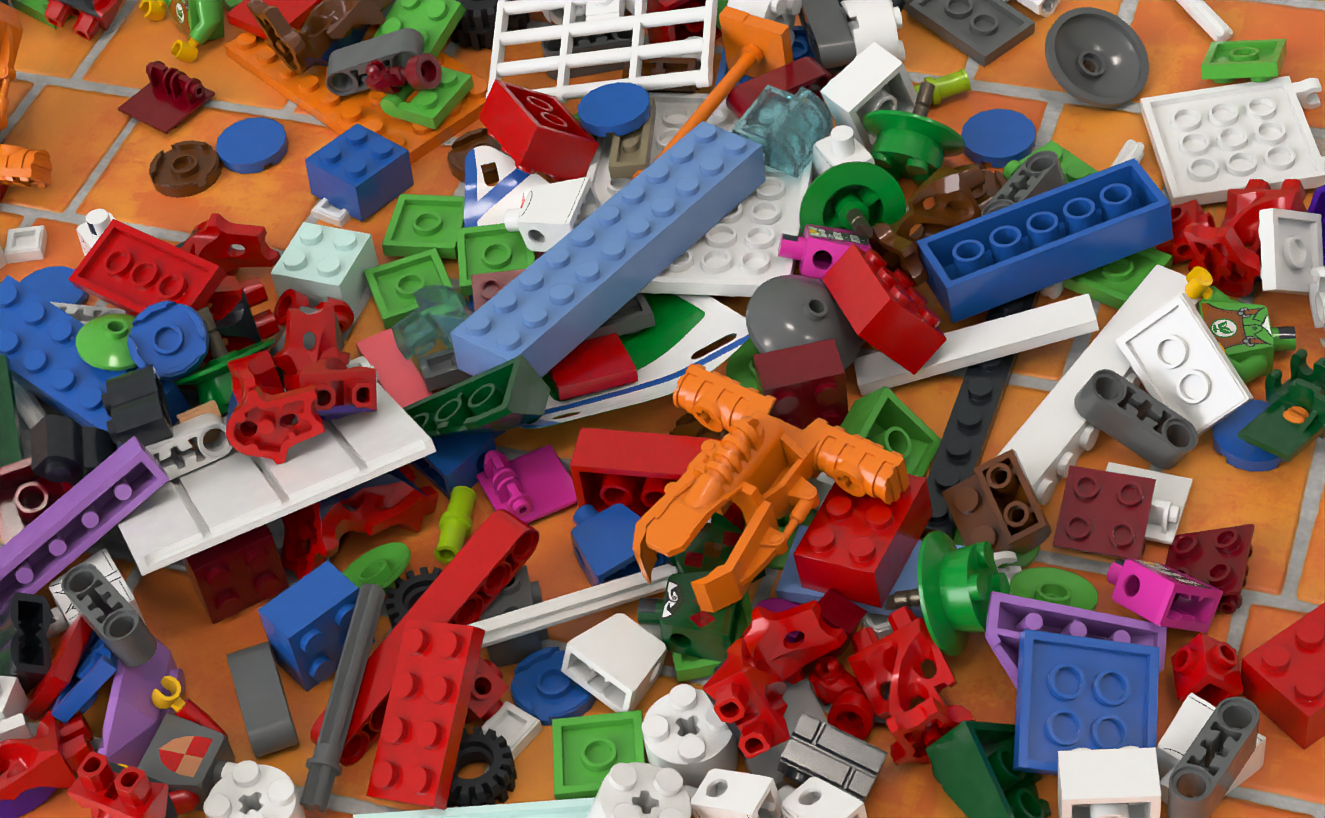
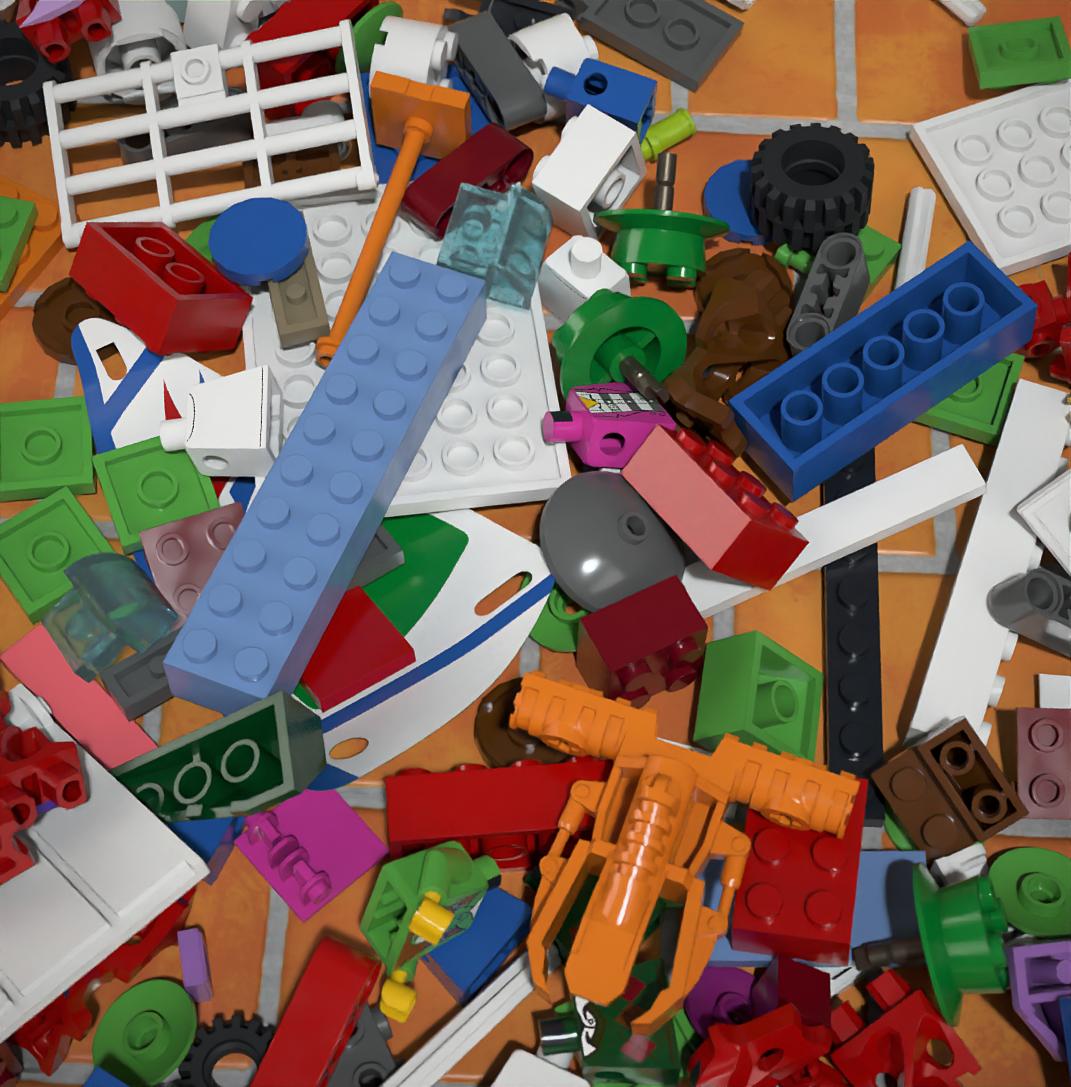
camera: 25 degrees left, 15 degrees up
(422, 539) = (195, 965): none -> medium lavender tile
(455, 523) = (232, 930): lime pin -> none
(578, 506) = (420, 907): none -> bright green torso
(904, 41) = (610, 89): none -> blue torso
(1037, 118) = (810, 185): none -> black tyre
(1096, 57) = (845, 72): dark grey dish -> none

